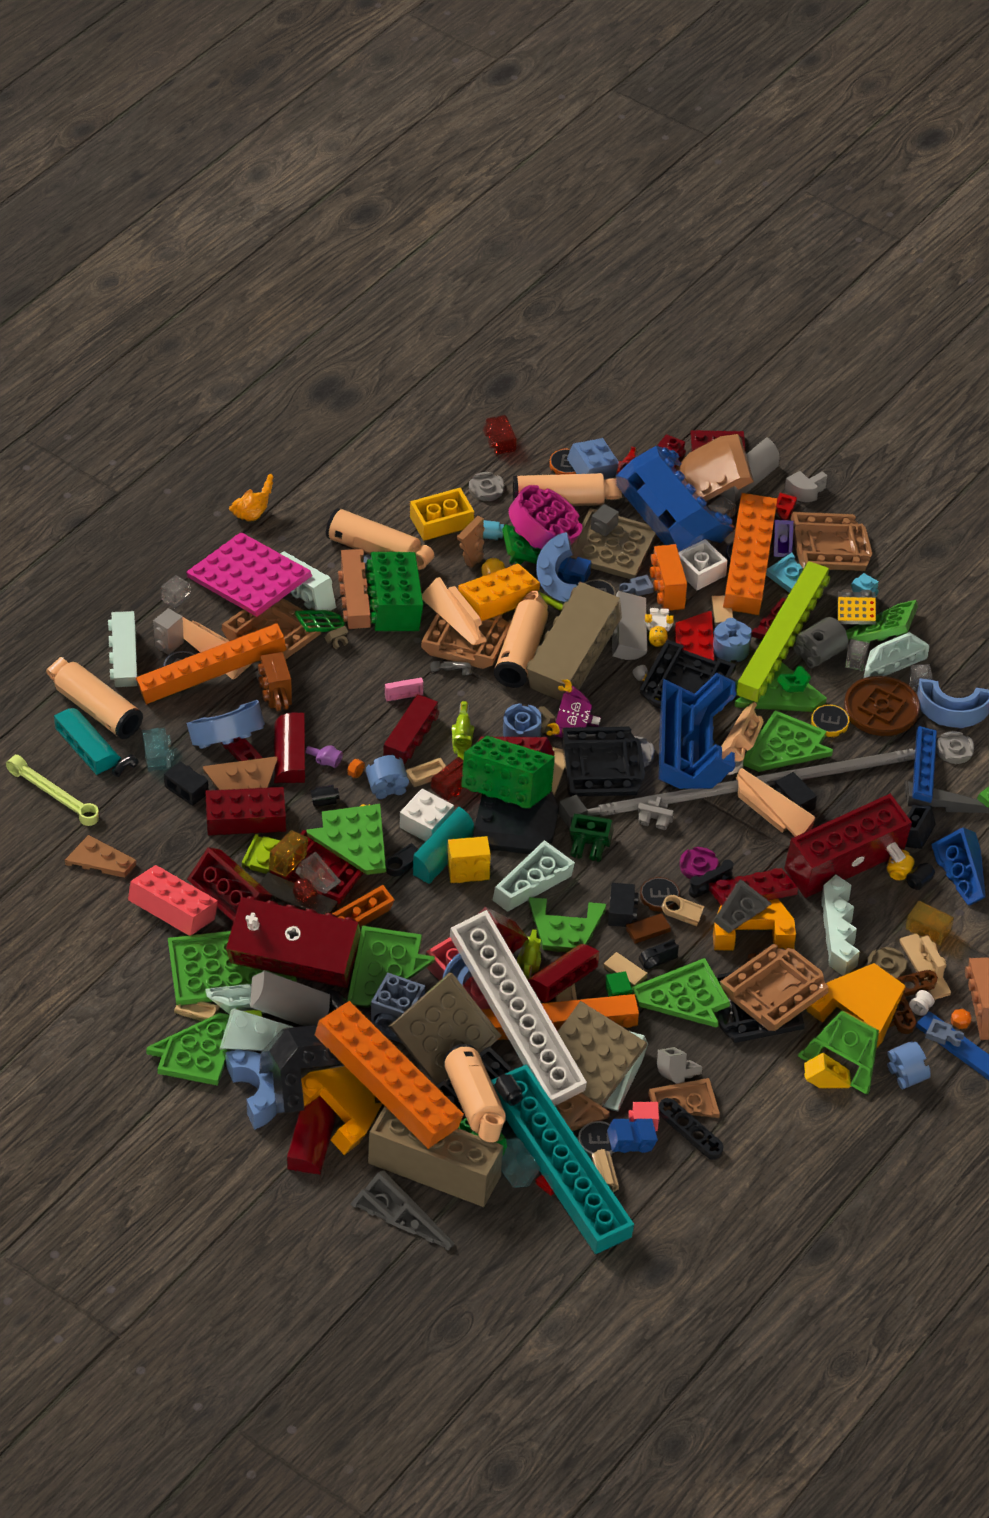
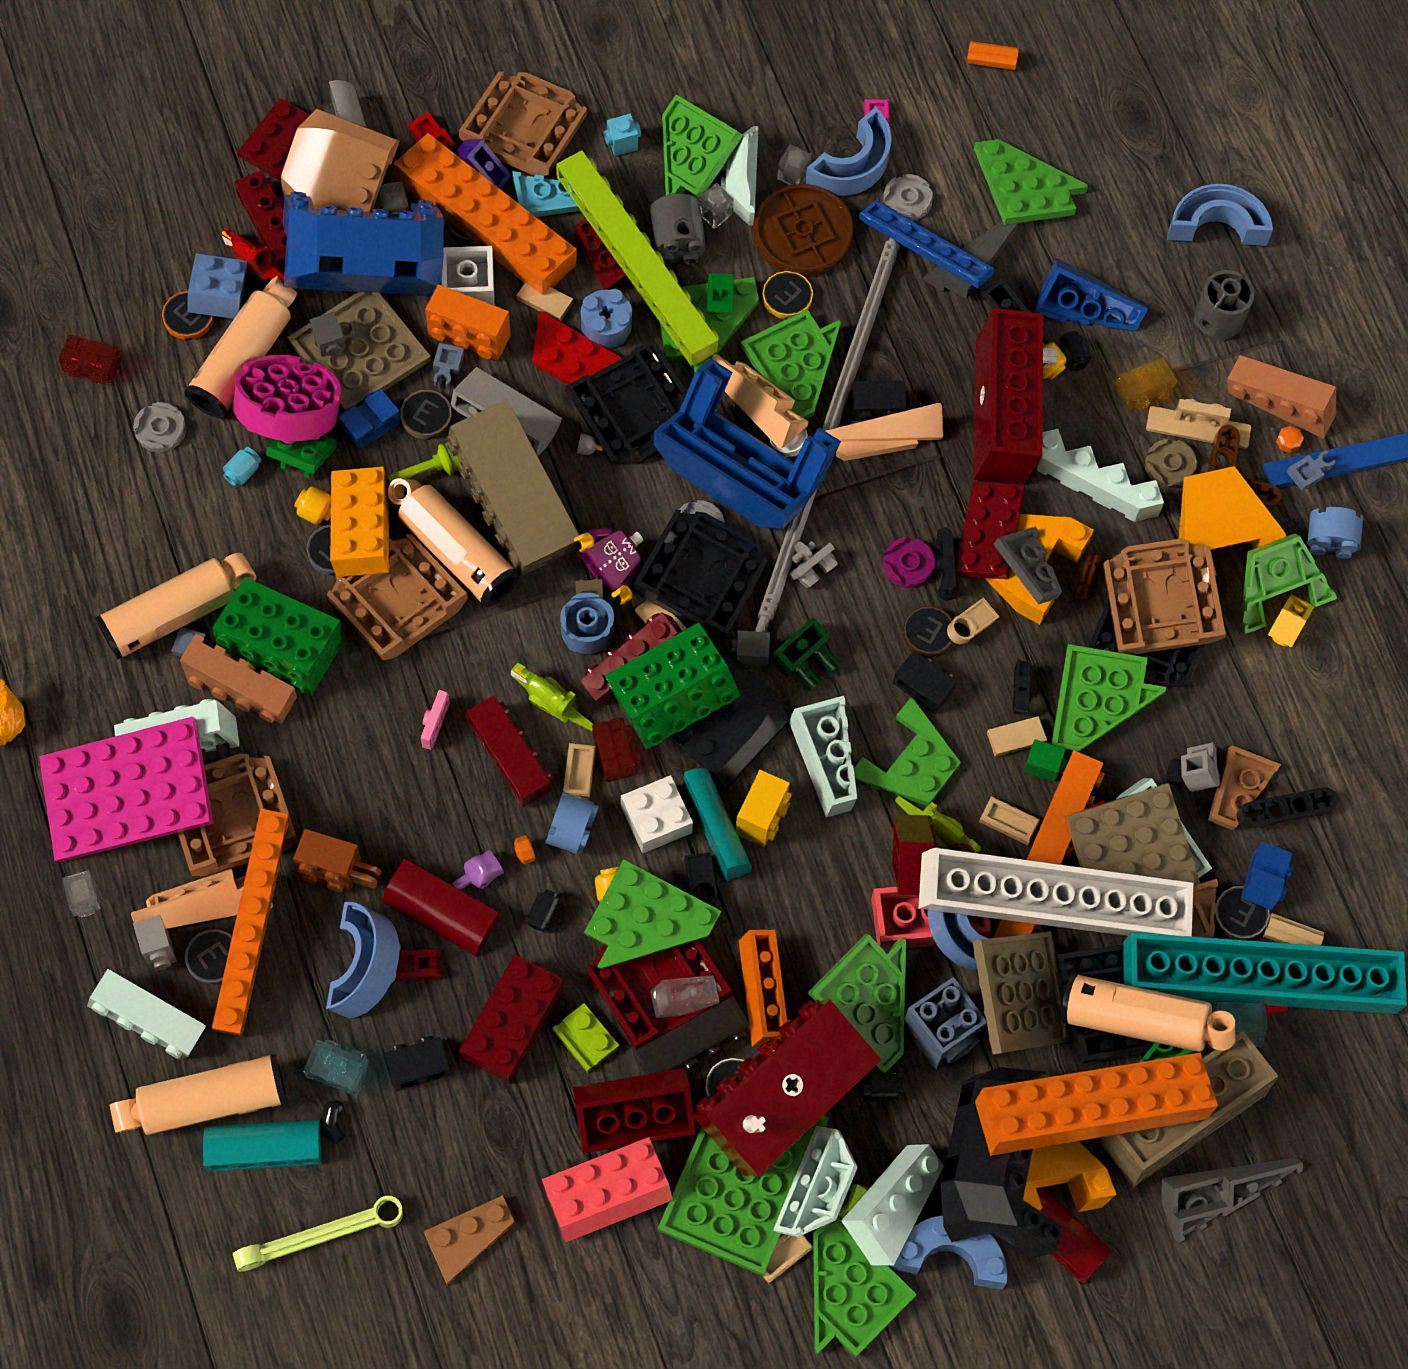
camera: 60 degrees left, 20 degrees up
(242, 774) = (455, 991): medium nougat wing -> none
(288, 853) = (632, 1011): clear yellow brick -> none
(288, 999) = (867, 1143): light grey brick -> none
(304, 889) = (700, 1025): clear red arm -> none
(325, 613) = (261, 757): green window -> none
(337, 634) = (292, 745): dark tan tile -> none
(441, 514) = (180, 505): yellow brick -> none
(452, 665) = (446, 629): dark grey arm -> none
(454, 610) = (359, 587): light nougat wedge -> none
(472, 542) = (268, 497): medium nougat wing -> none
(509, 1089) = (1166, 975): black brick -> none
(548, 563) = (370, 447): medium blue brick -> none
(564, 972) = (990, 807): dark red brick -> none
(645, 1110) = (1242, 845): coral brick -> none
(648, 928) = (970, 674): reddish brown tile -> none
(658, 624) = (527, 380): piece -> none
(805, 488) = (420, 95): light grey brick -> none
(856, 607) = (652, 162): slope -> none
(921, 1003) = (1250, 463): white wheel -> none

